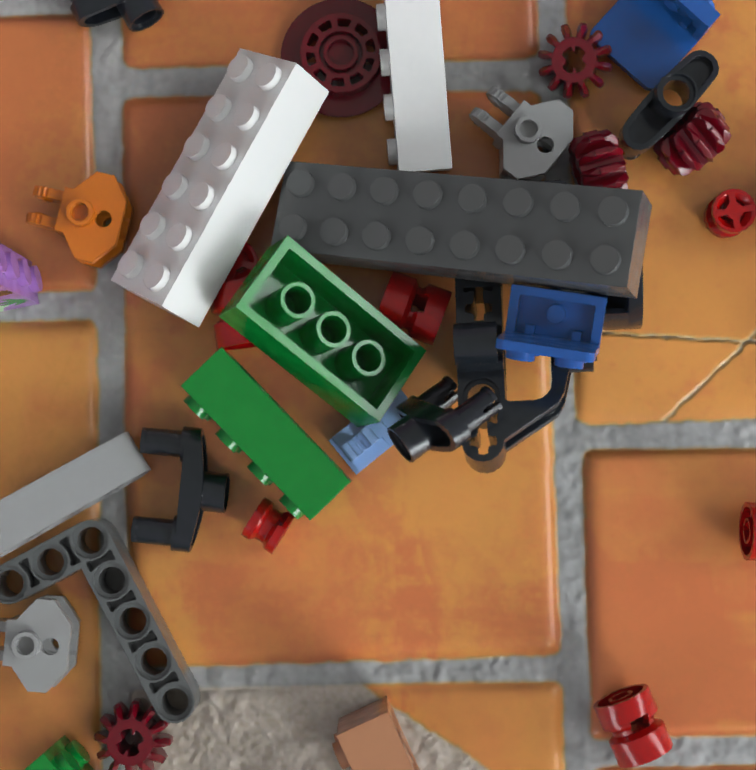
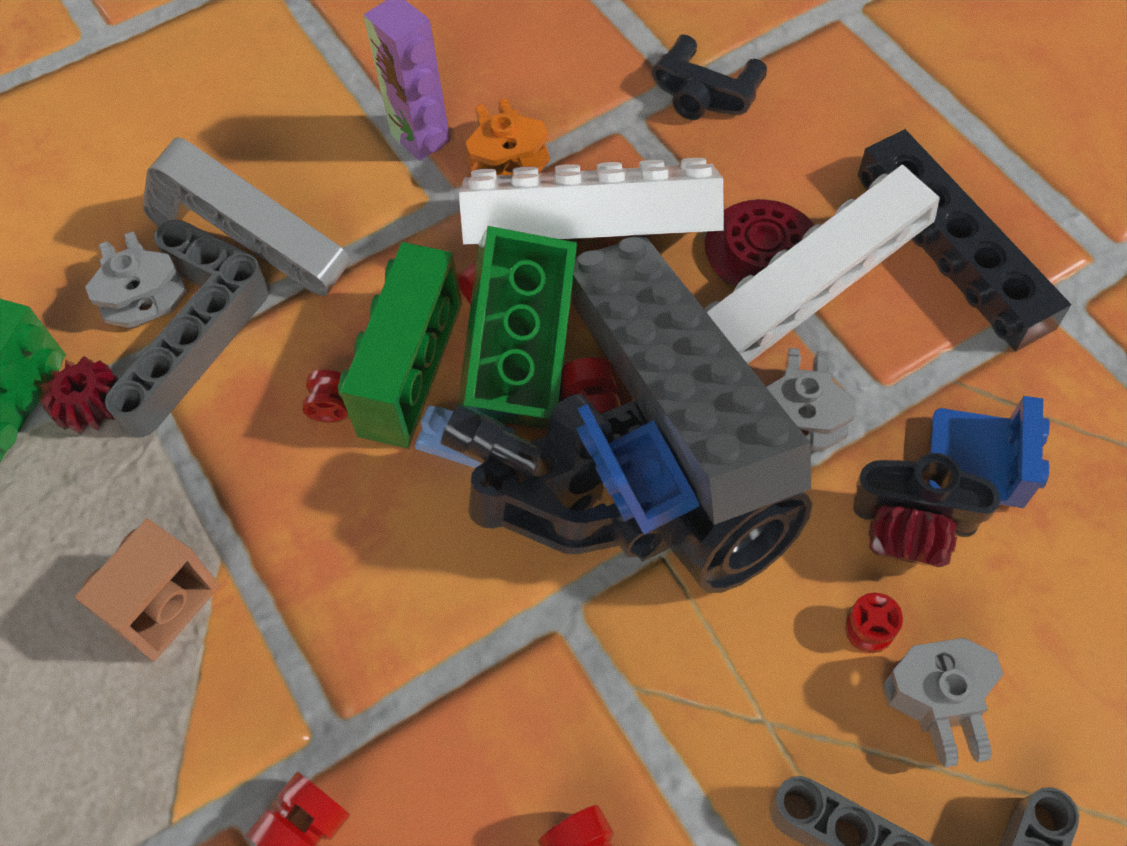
camera: 65 degrees right, 25 degrees down
(198, 491) = (325, 330): black connector -> none
(560, 63) = (902, 405): dark red gear -> none
(598, 160) = (832, 470): dark red gear -> none

